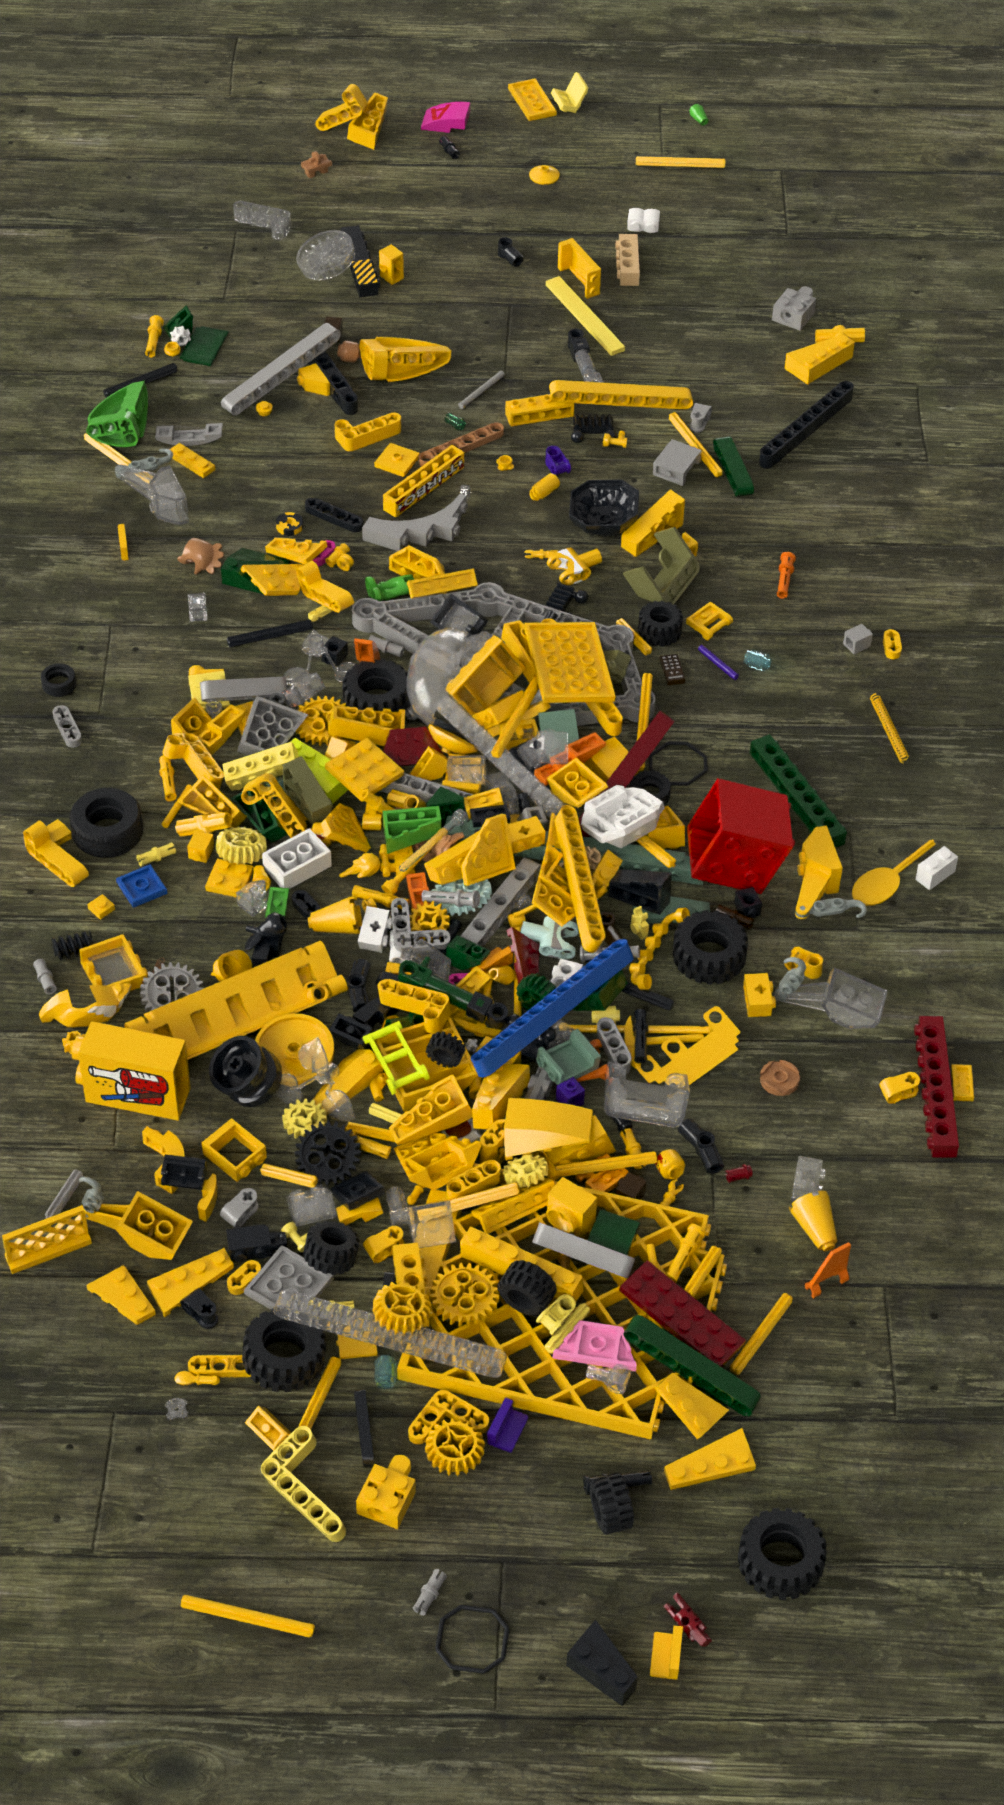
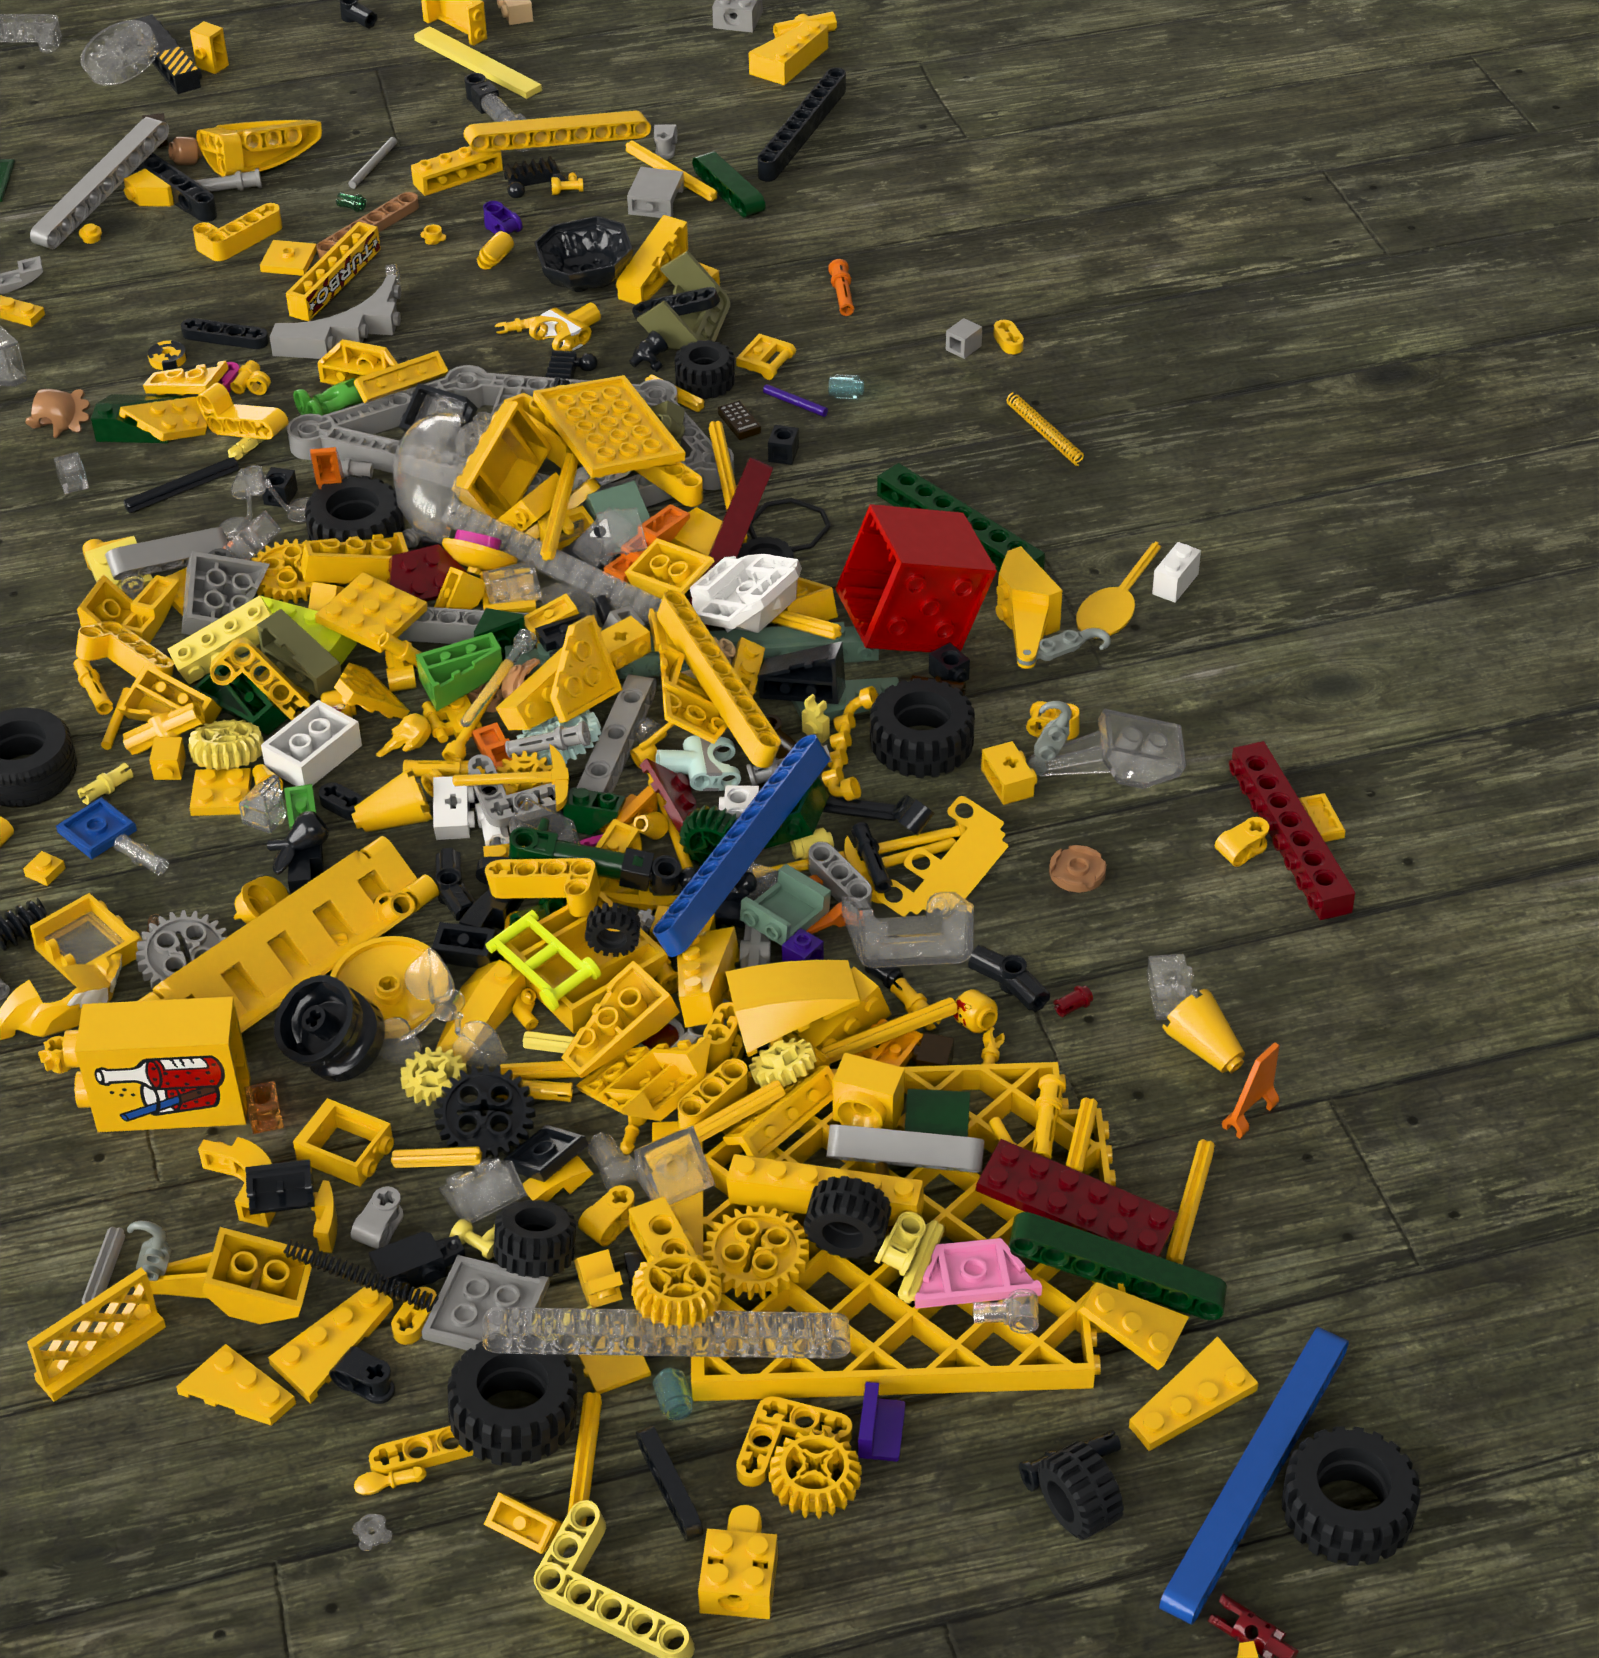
camera: 15 degrees left, 5 degrees down
(164, 912) = (141, 854): none -> clear pin
(191, 1112) = (263, 1107): none -> clear orange brick
(214, 1246) = (360, 1277): none -> black piece
(363, 1284) = (598, 1278): none -> yellow brick
(380, 385) = (239, 180): none -> light grey pin
(404, 800) = (431, 640): yellow piece -> none
(448, 925) = (558, 776): none -> yellow piece
(453, 730) = (476, 538): none -> dark pink beam
(624, 599) = (648, 350): none -> black piece
(675, 564) = (697, 301): none -> black beam
(678, 1012) = (912, 814): none -> black piece
(695, 698) = (783, 444): none -> black brick
(729, 1522) = (1253, 1477): none -> blue beam

